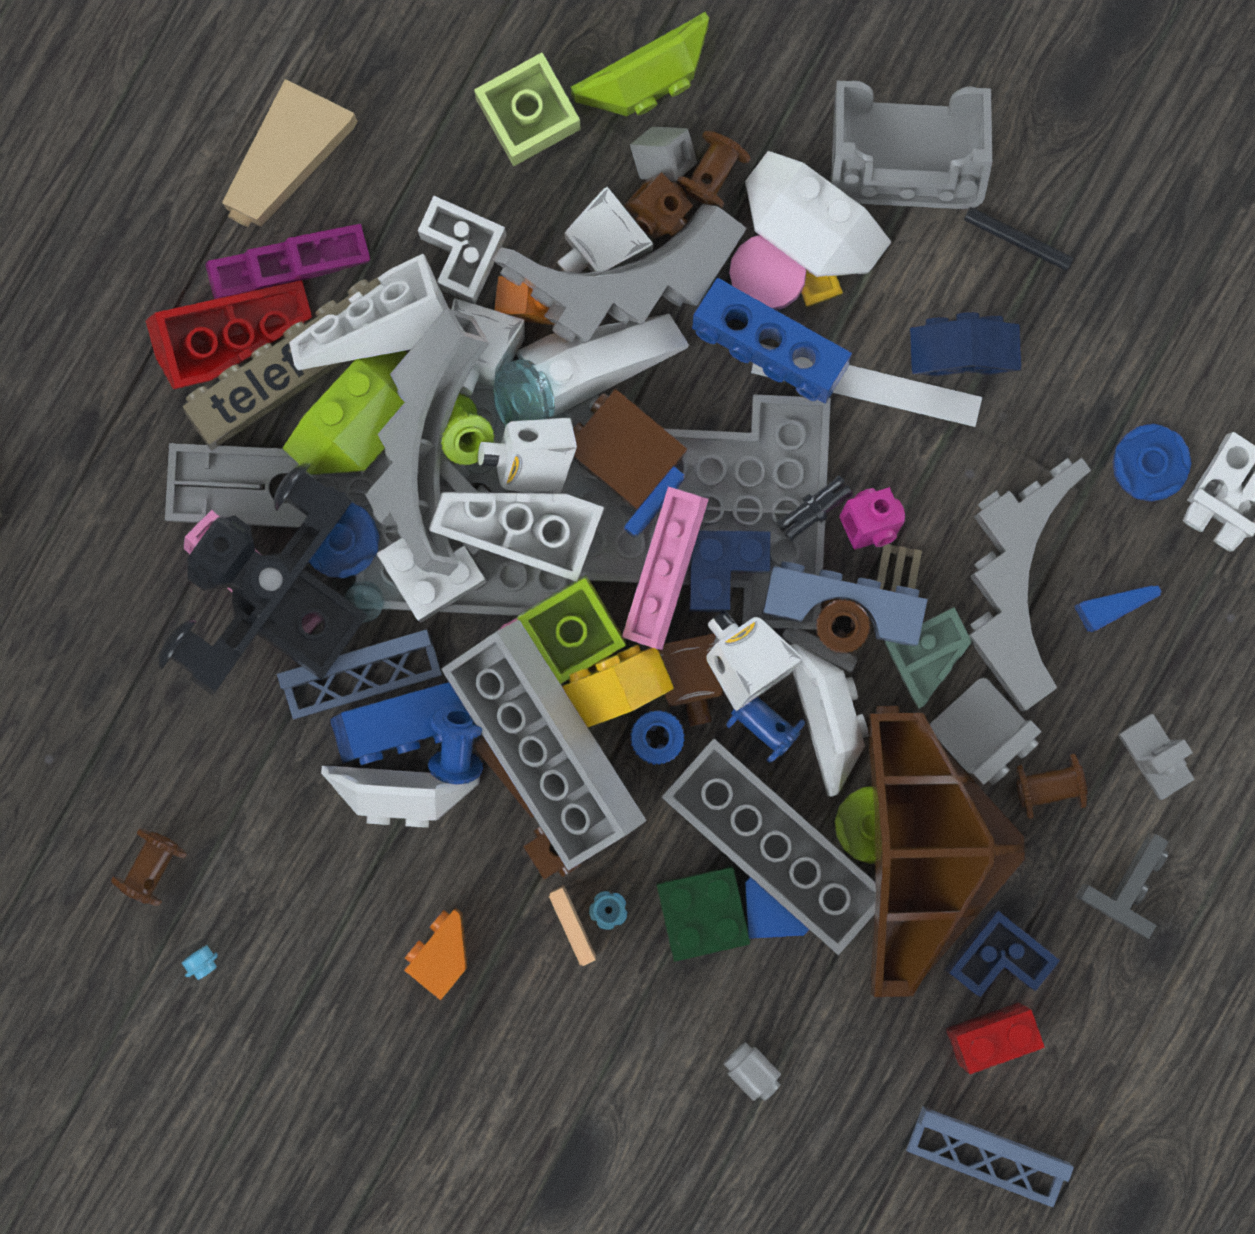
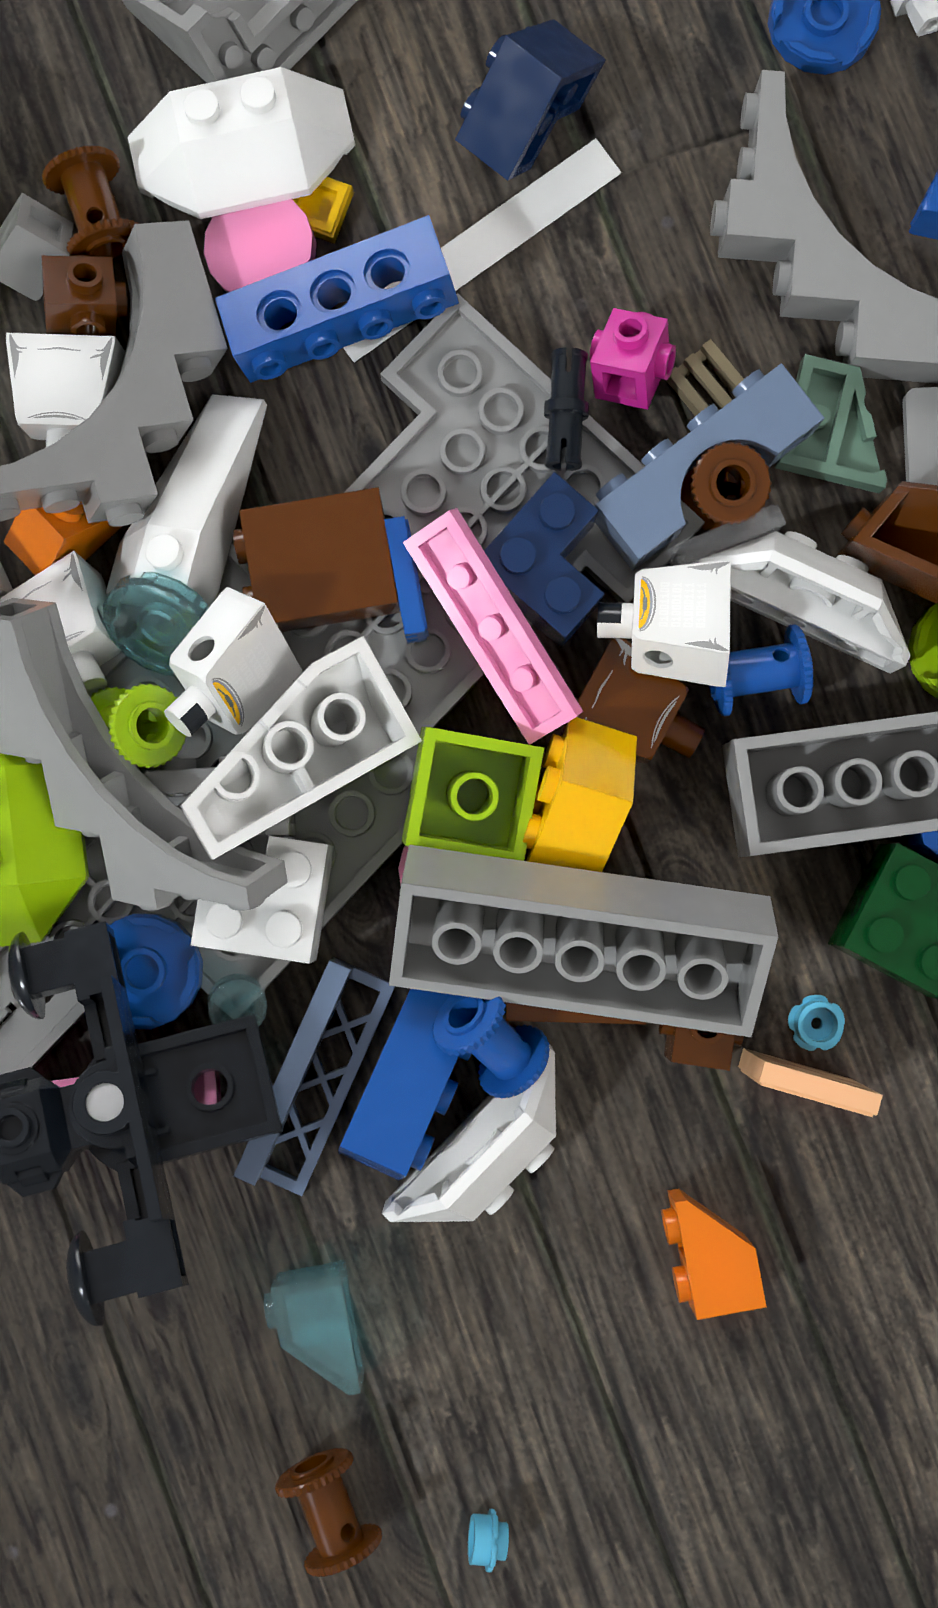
camera: 45 degrees left, 0 degrees up
(237, 781) = (318, 1322): none -> clear light blue slope
(672, 731) = (698, 796): blue hose -> none

